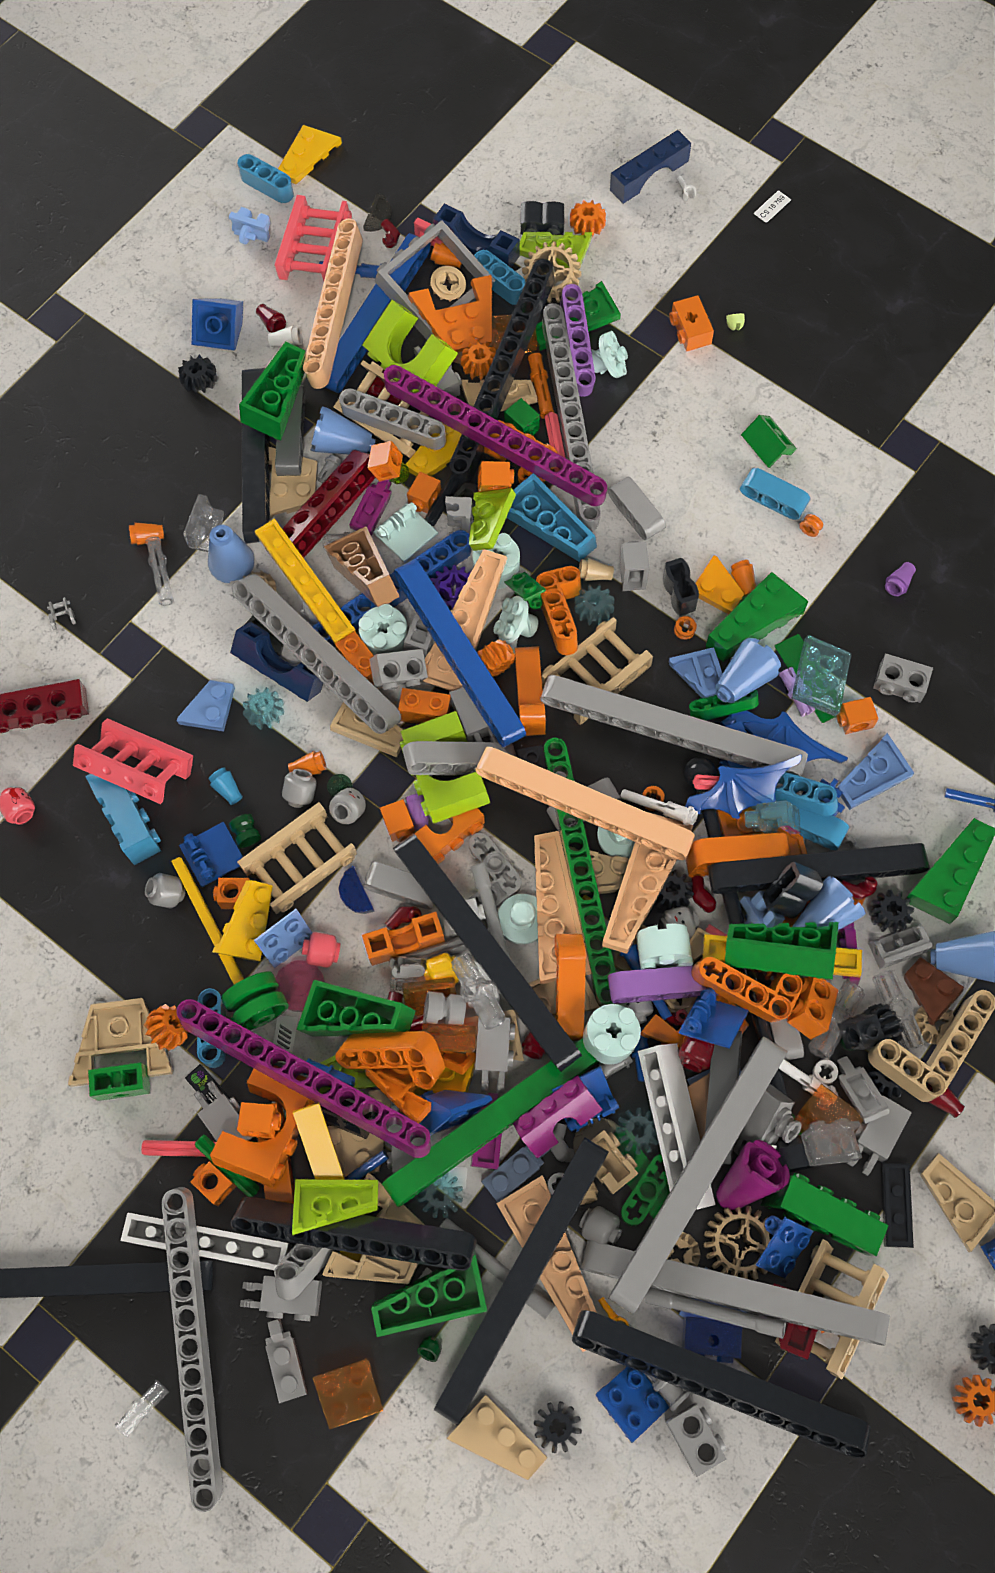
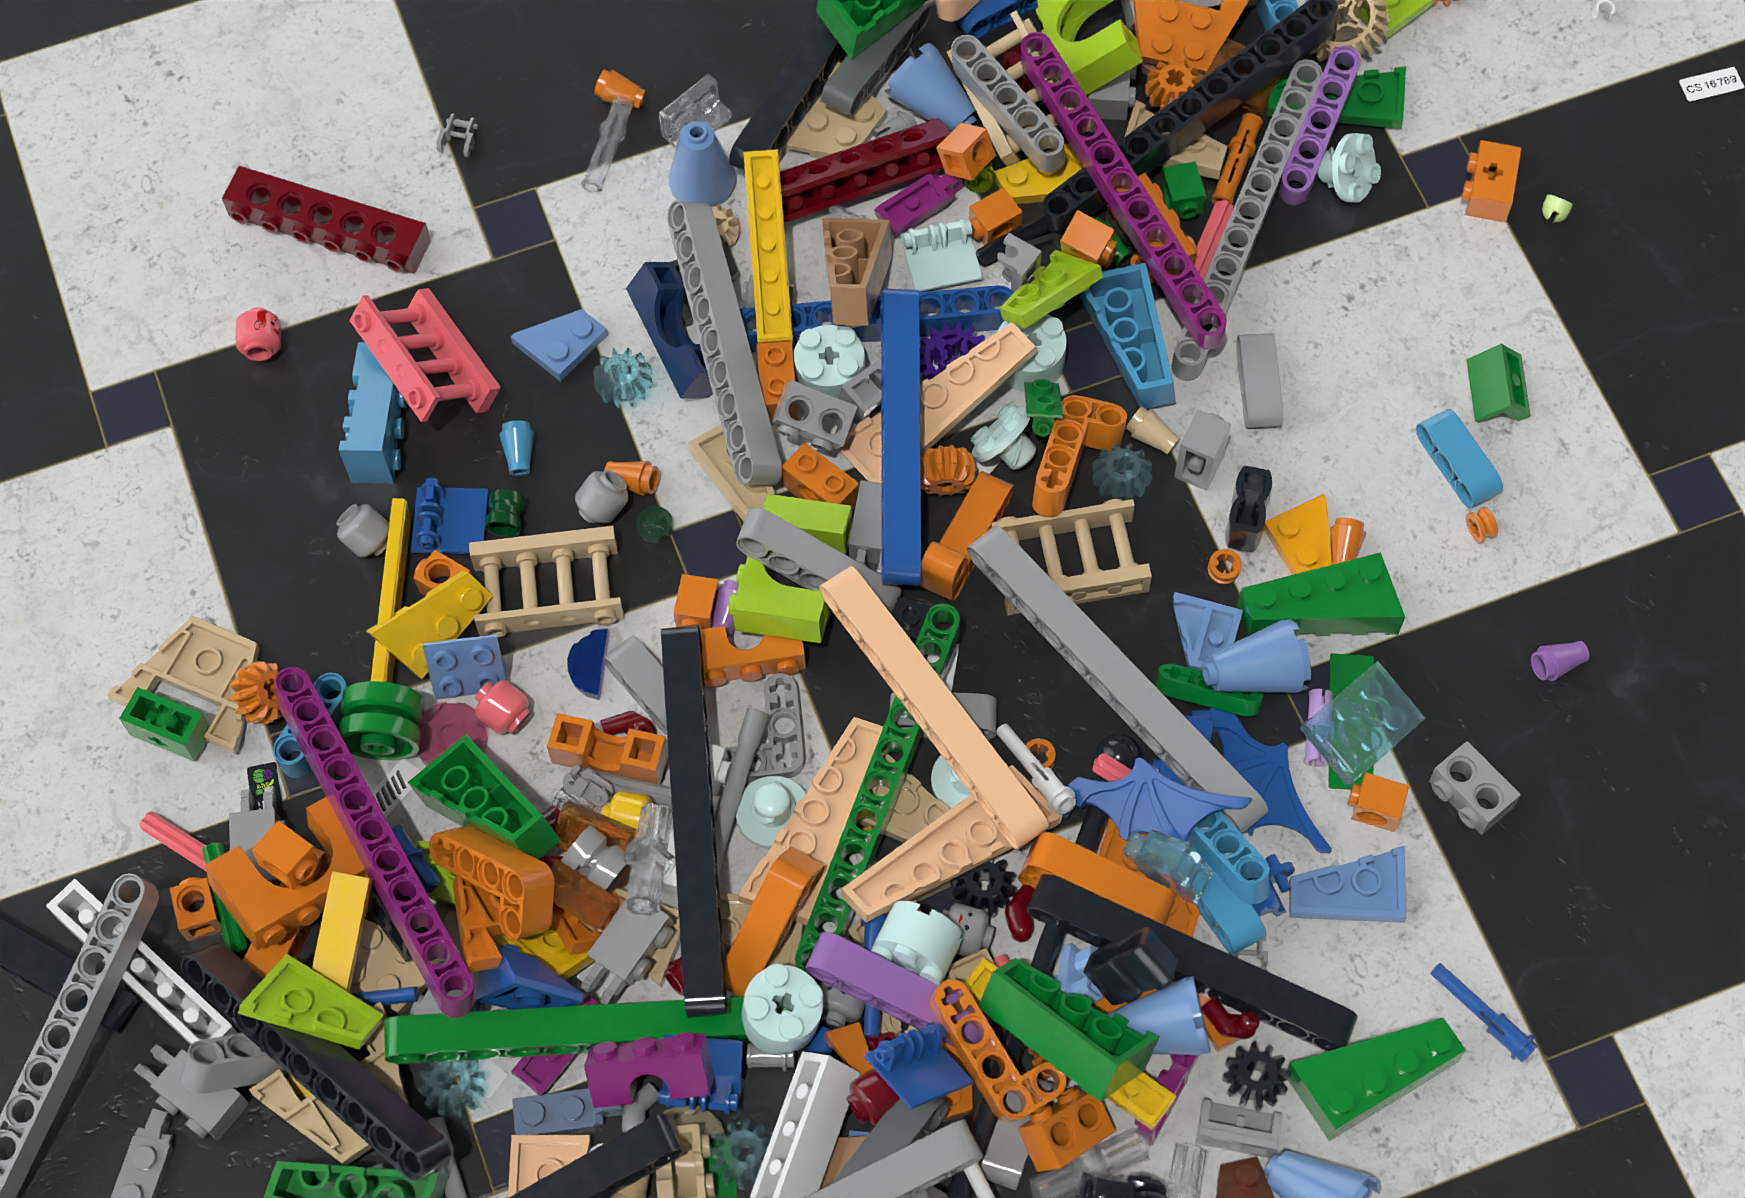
camera: 30 degrees right, 5 degrees down
(347, 806) = (645, 551): light grey head -> none

